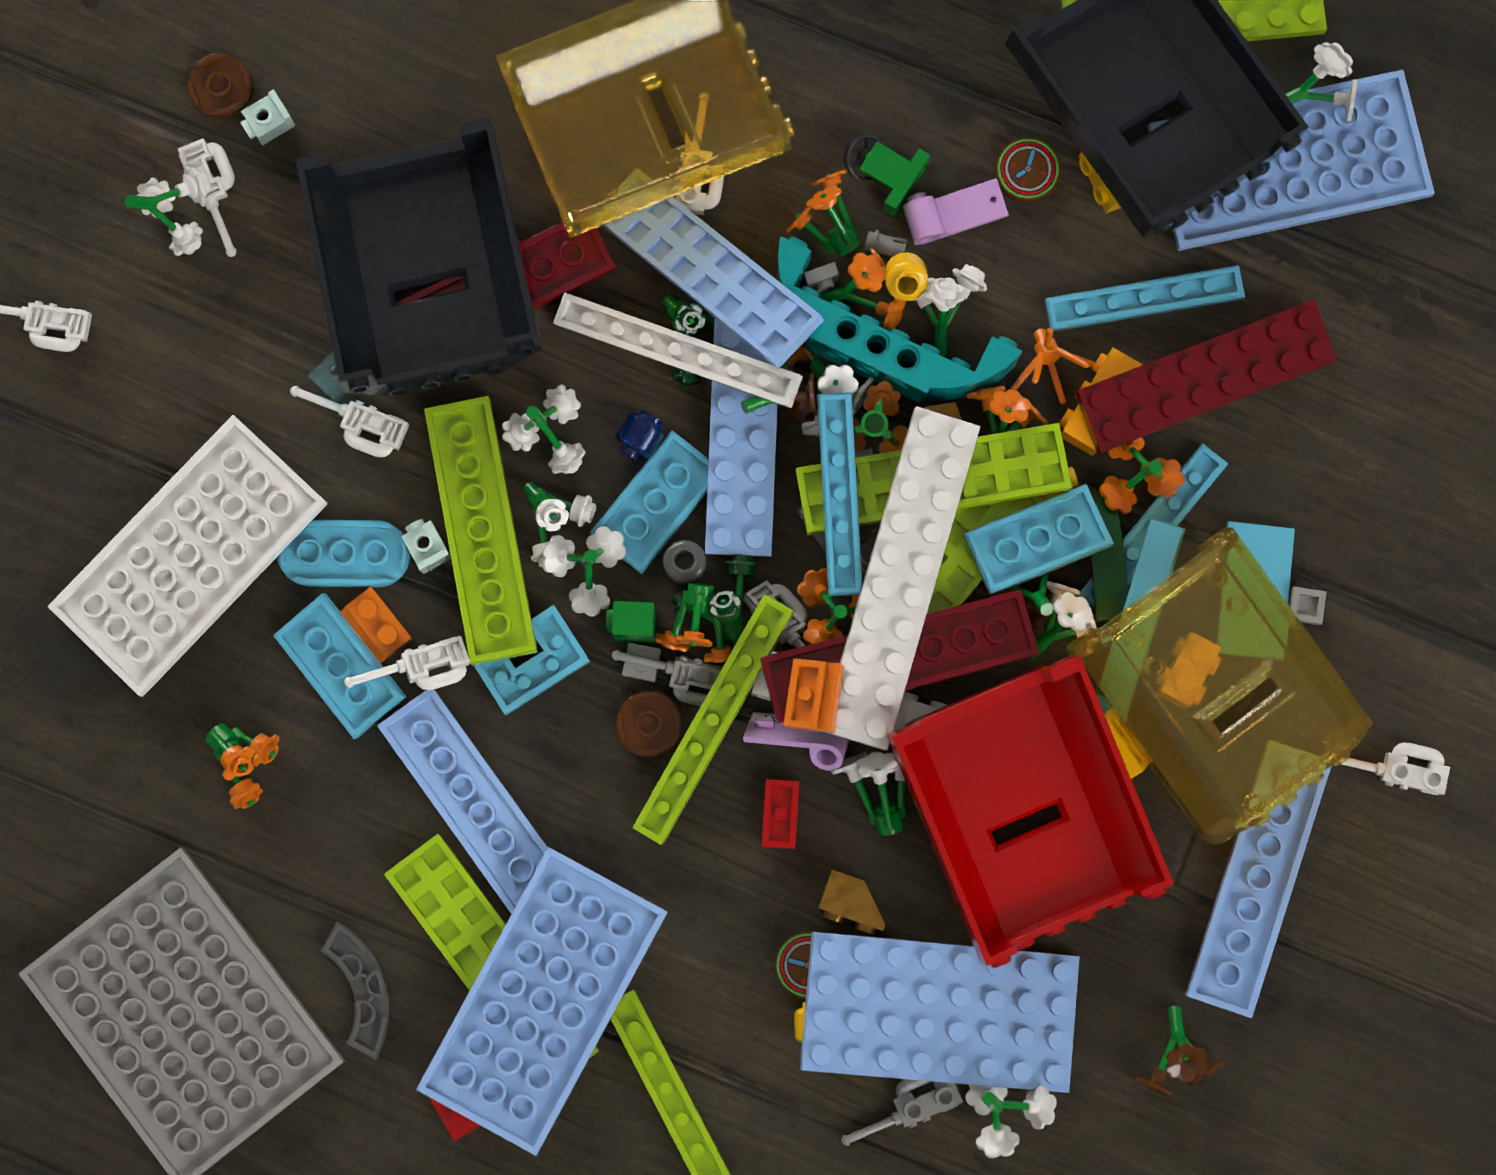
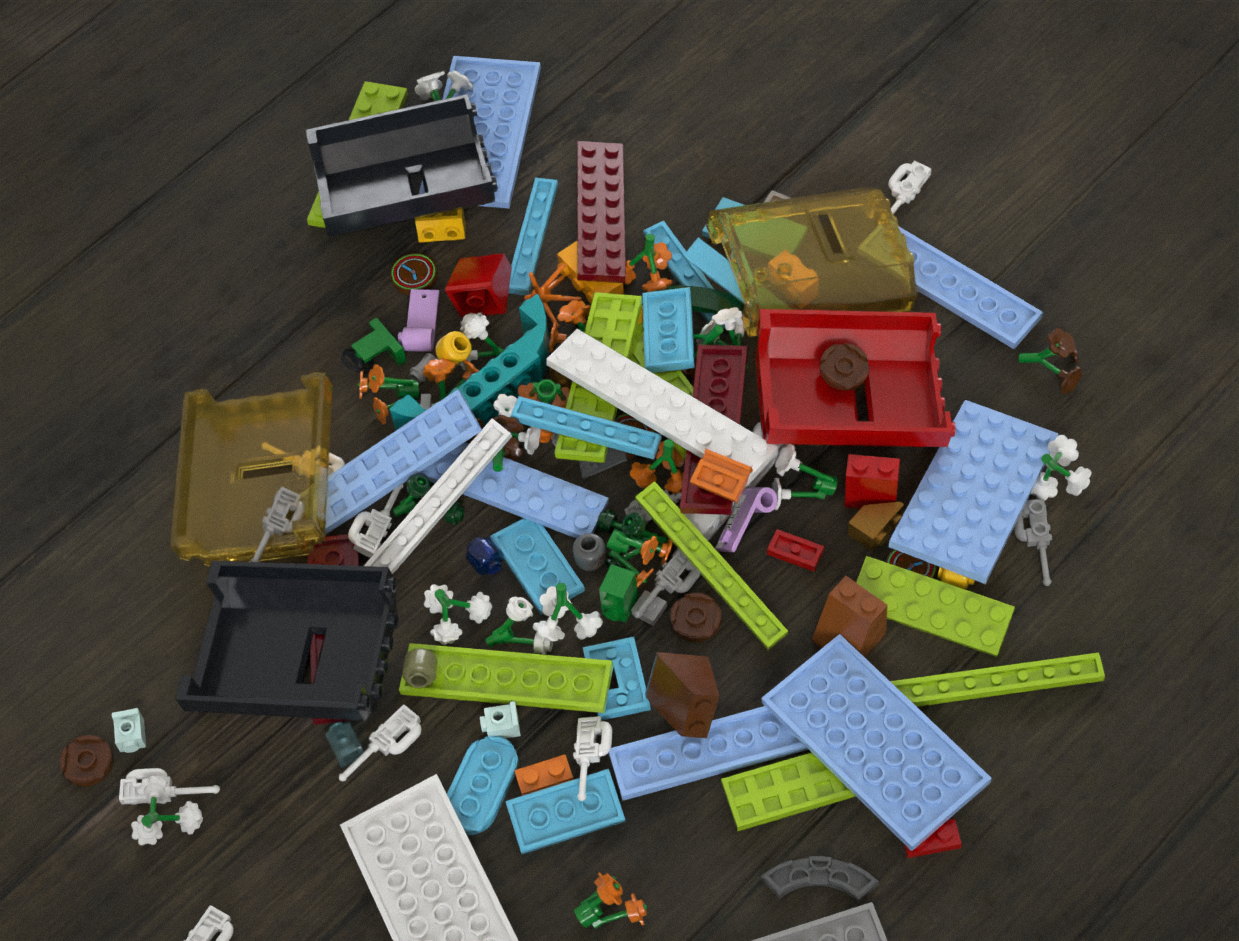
camera: 65 degrees left, 25 degrees down
(450, 424) = (419, 667): none -> olive head
(517, 755) = (684, 692): none -> reddish brown slope
(585, 163) = (276, 521): none -> light grey piece
(626, 289) = (377, 523): none -> white piece
(690, 920) = (854, 615): none -> dark orange slope
(757, 1009) = (938, 606): none -> lime plate
(910, 879) = (871, 480): none -> red slope
(1032, 265) = (480, 285): none -> red slope
(1053, 790) = (844, 366): none -> reddish brown tile

